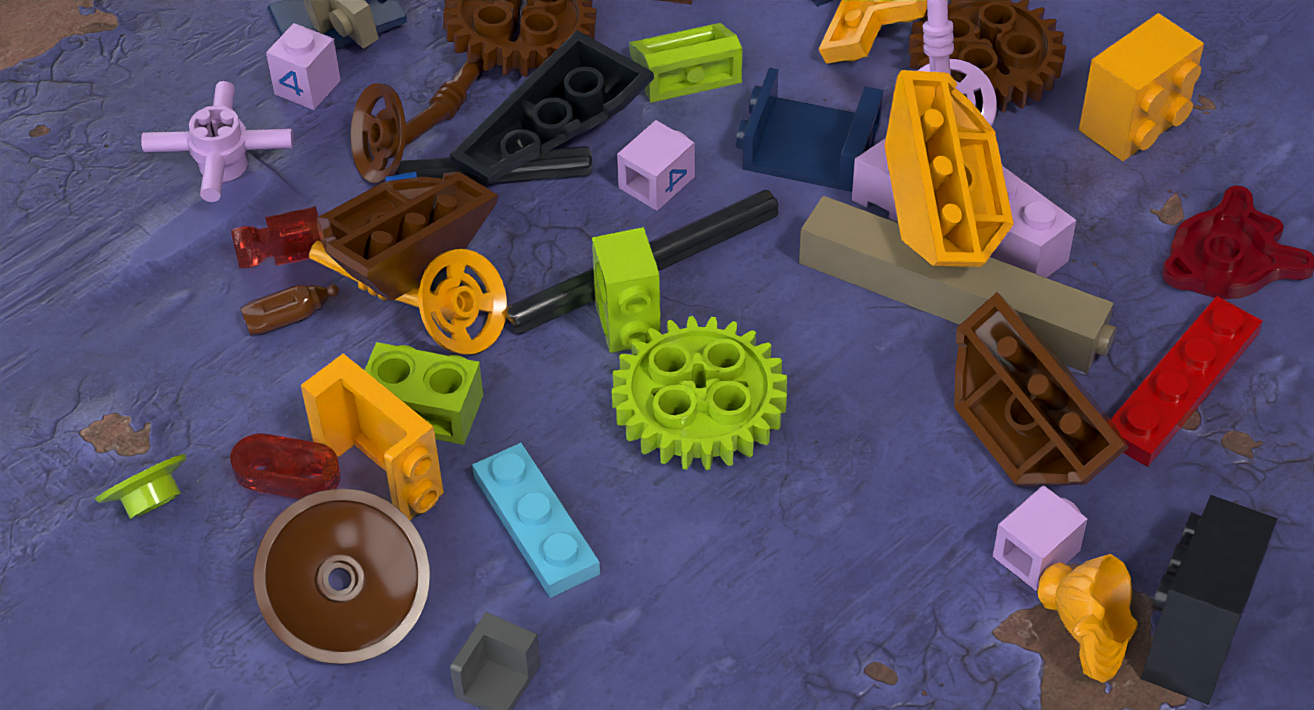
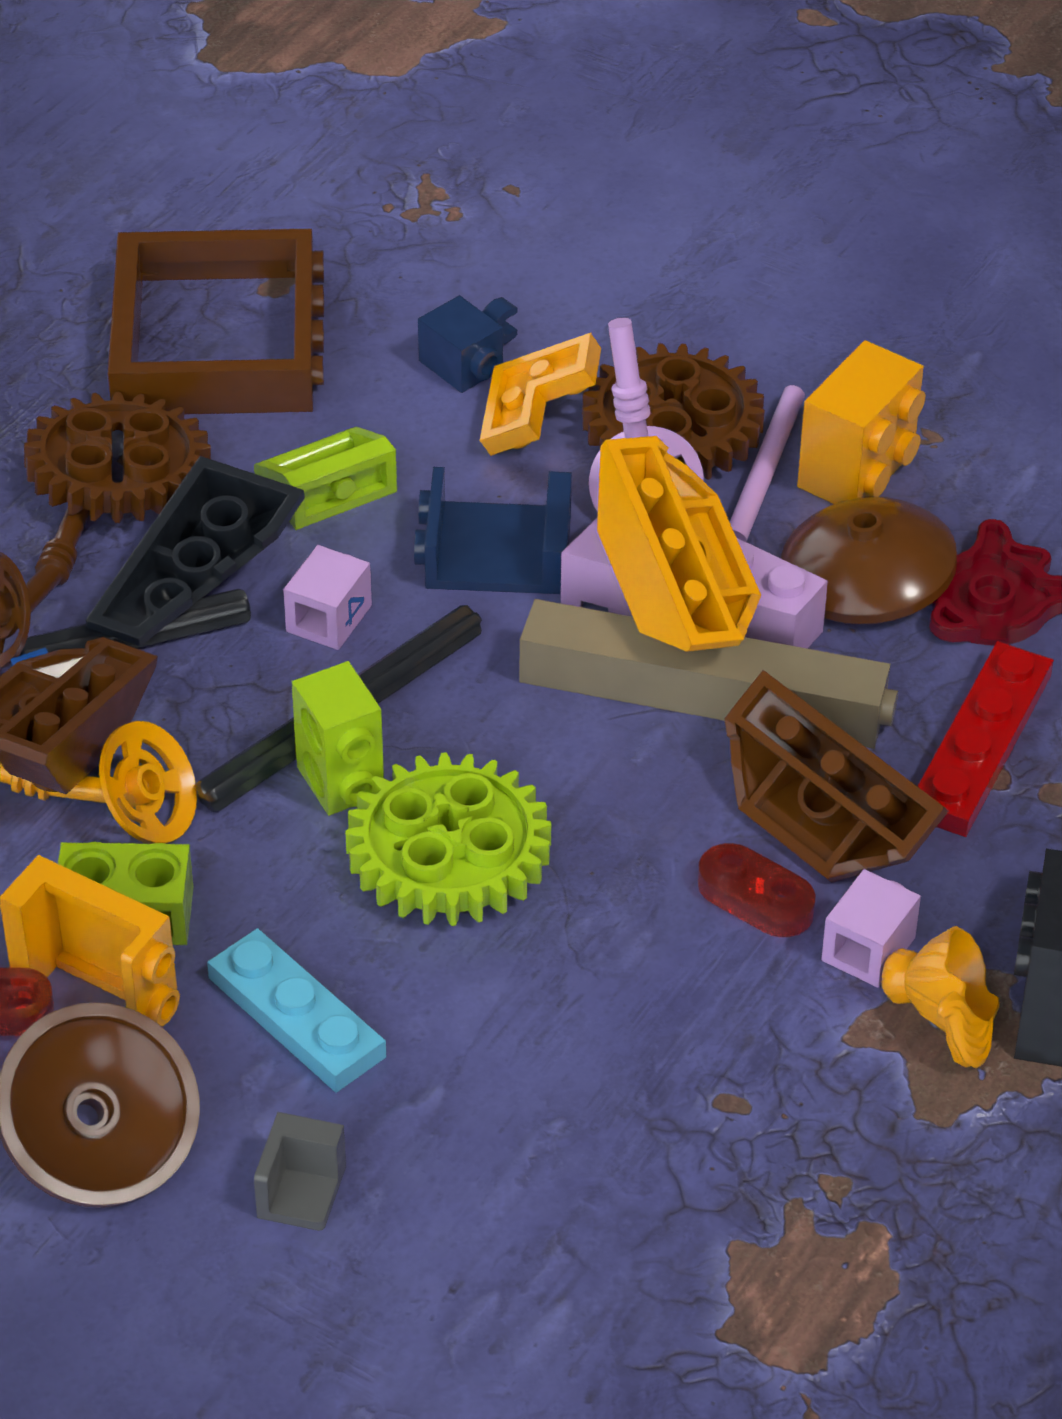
camera: 15 degrees left, 5 degrees down
(946, 482) = (749, 886): none -> clear red plate
(1052, 110) = (766, 461): none -> lavender bar
(1127, 204) = (877, 557): none -> reddish brown dish

